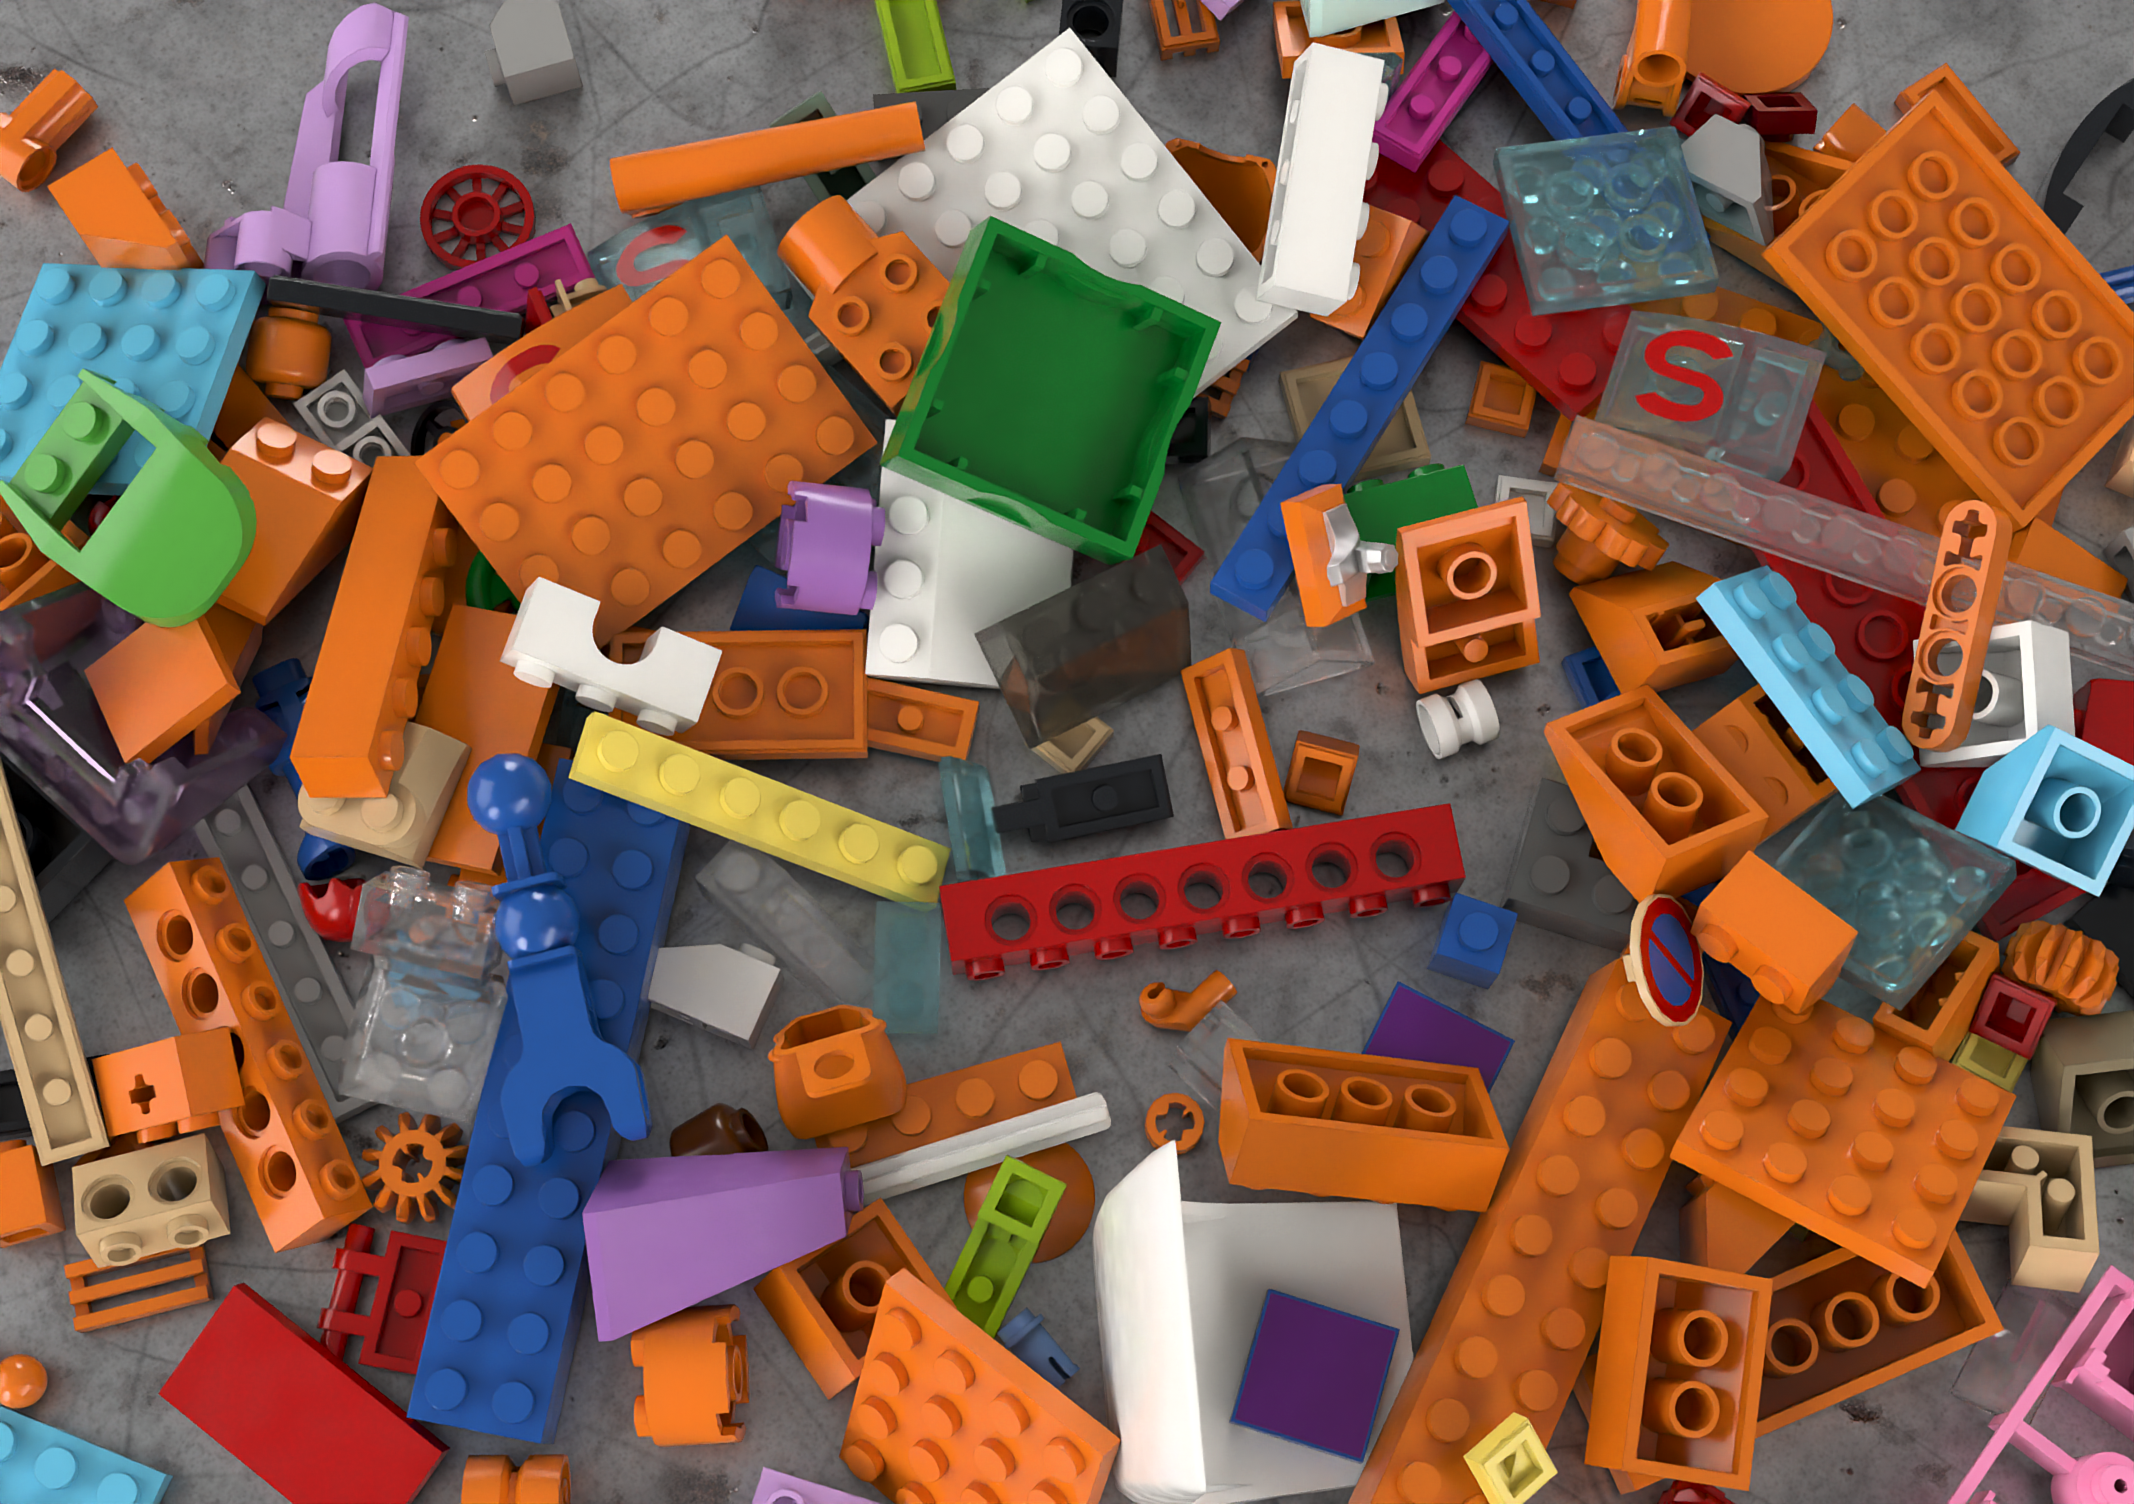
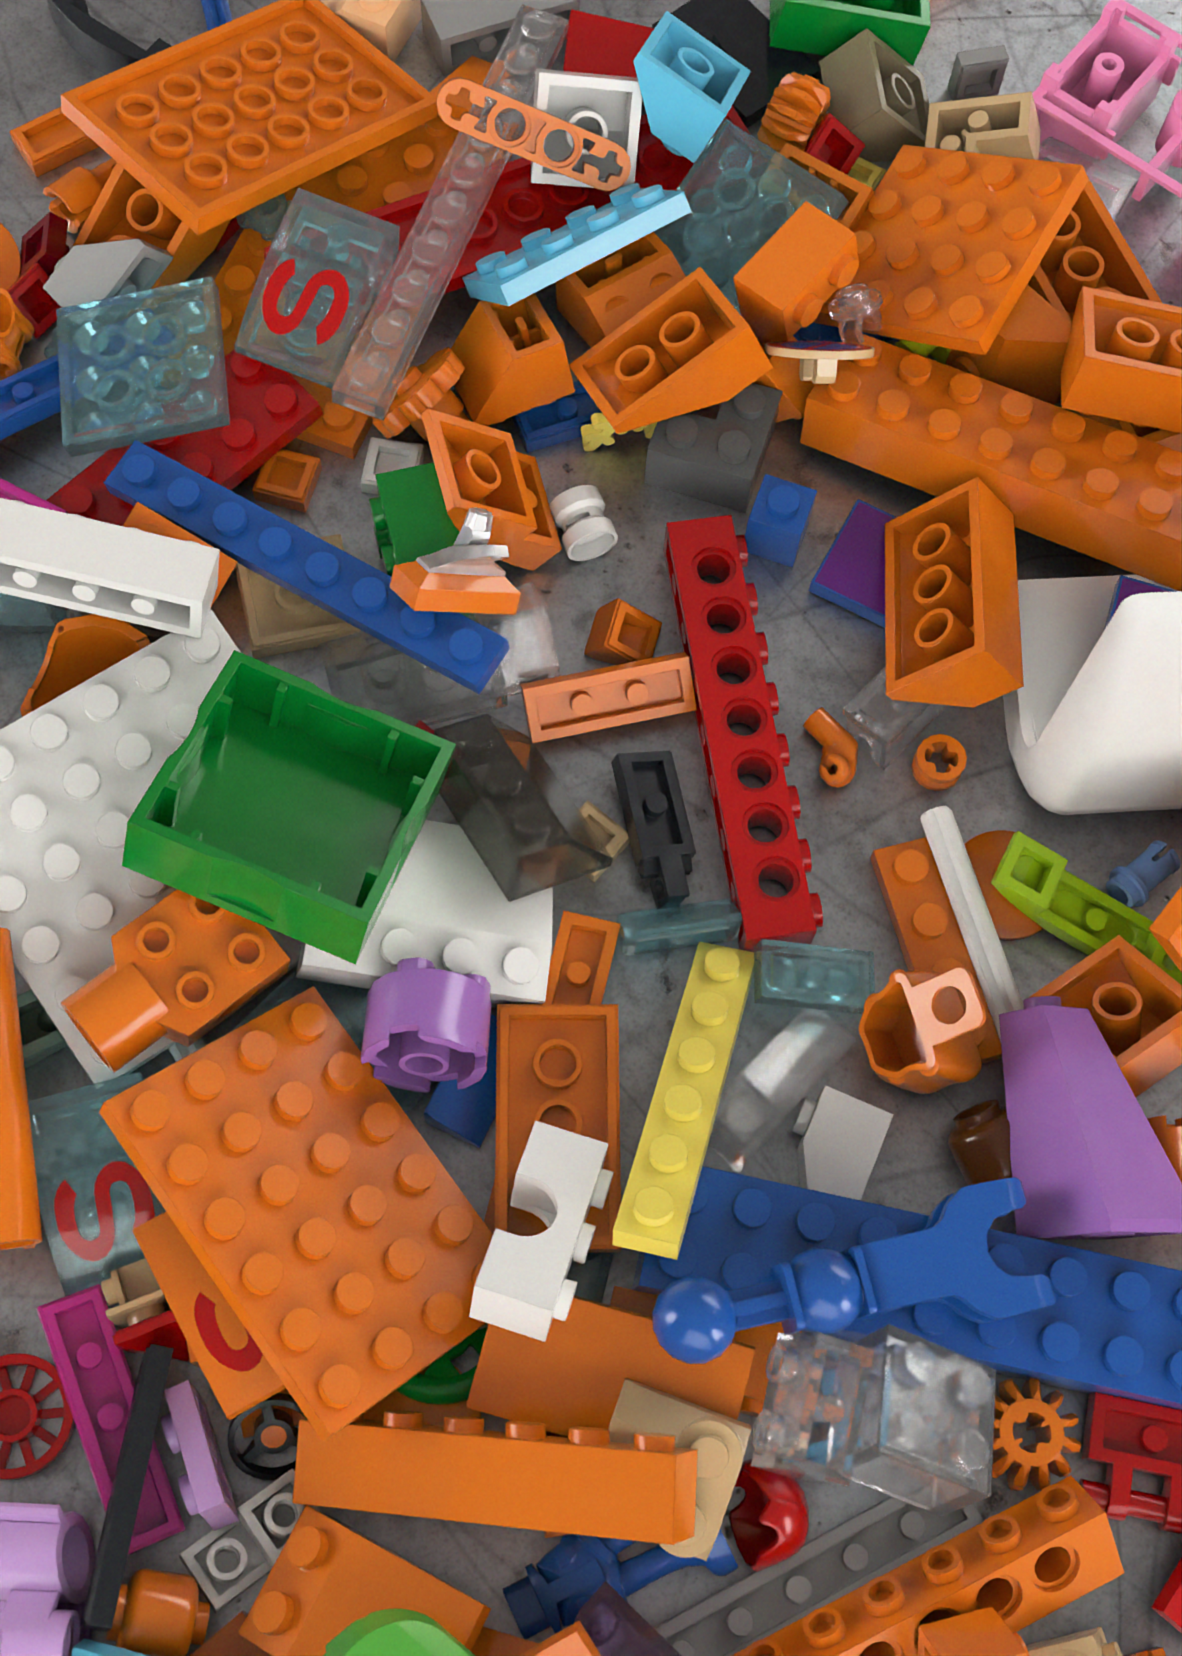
camera: 90 degrees left, 5 degrees down
(1741, 1011) = (856, 311): none -> clear plate

